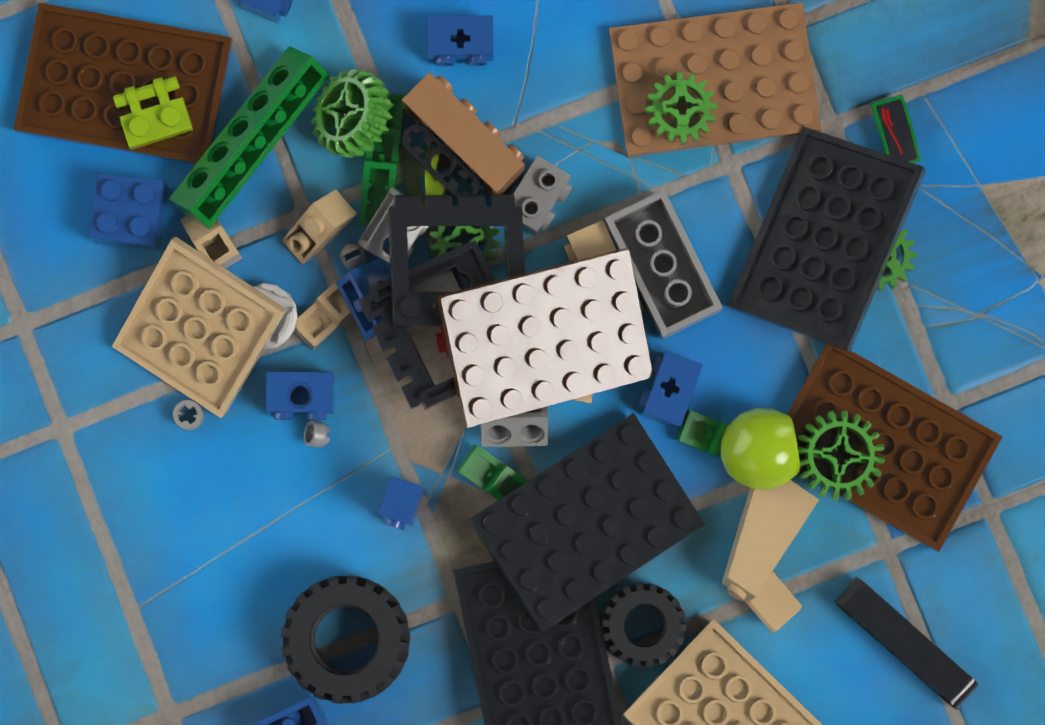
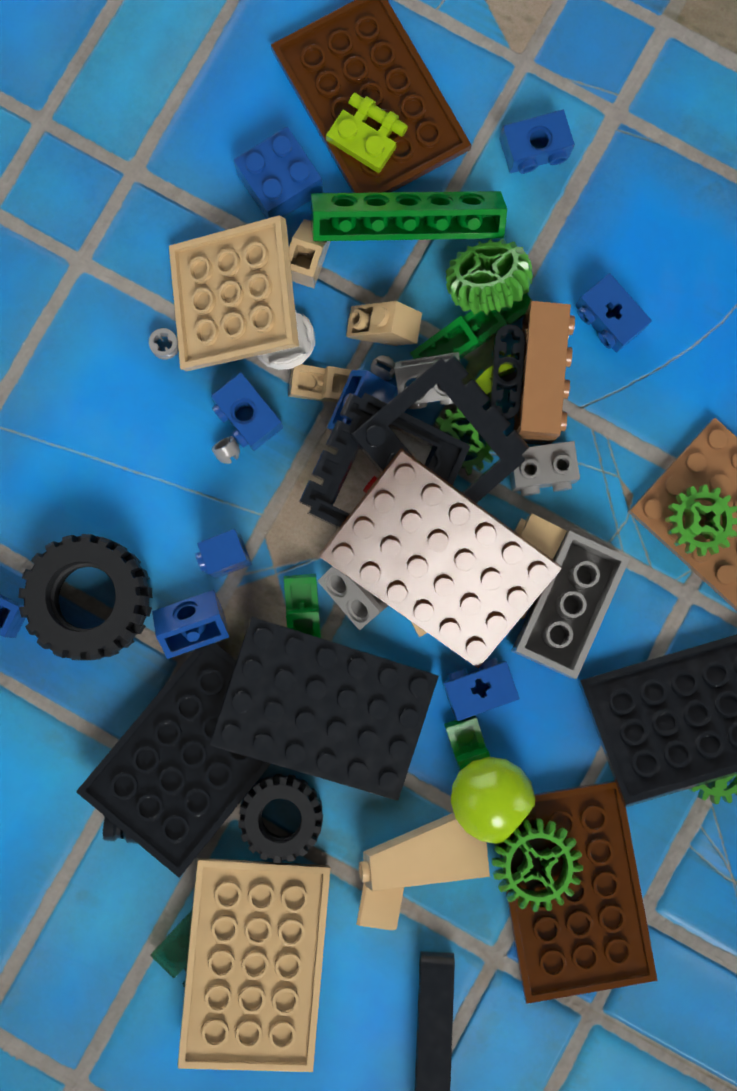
camera: 50 degrees right, 0 degrees up
(434, 574) = (190, 624): none -> blue brick

